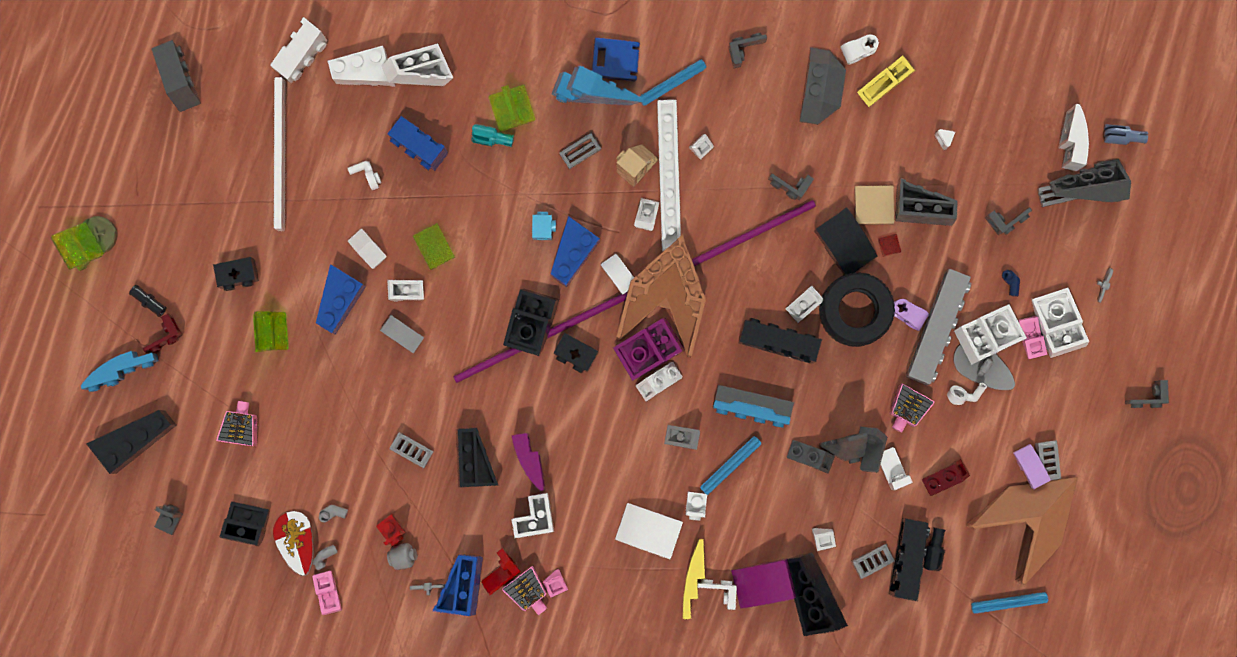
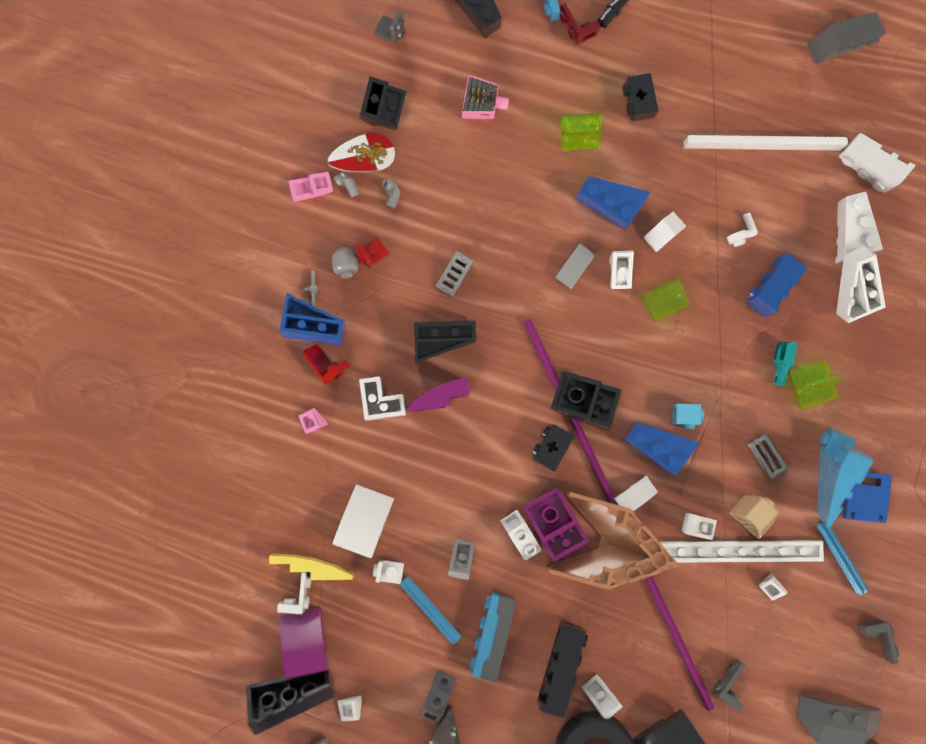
camera: 85 degrees right, 0 degrees up
(527, 591) = (304, 391): torso -> none

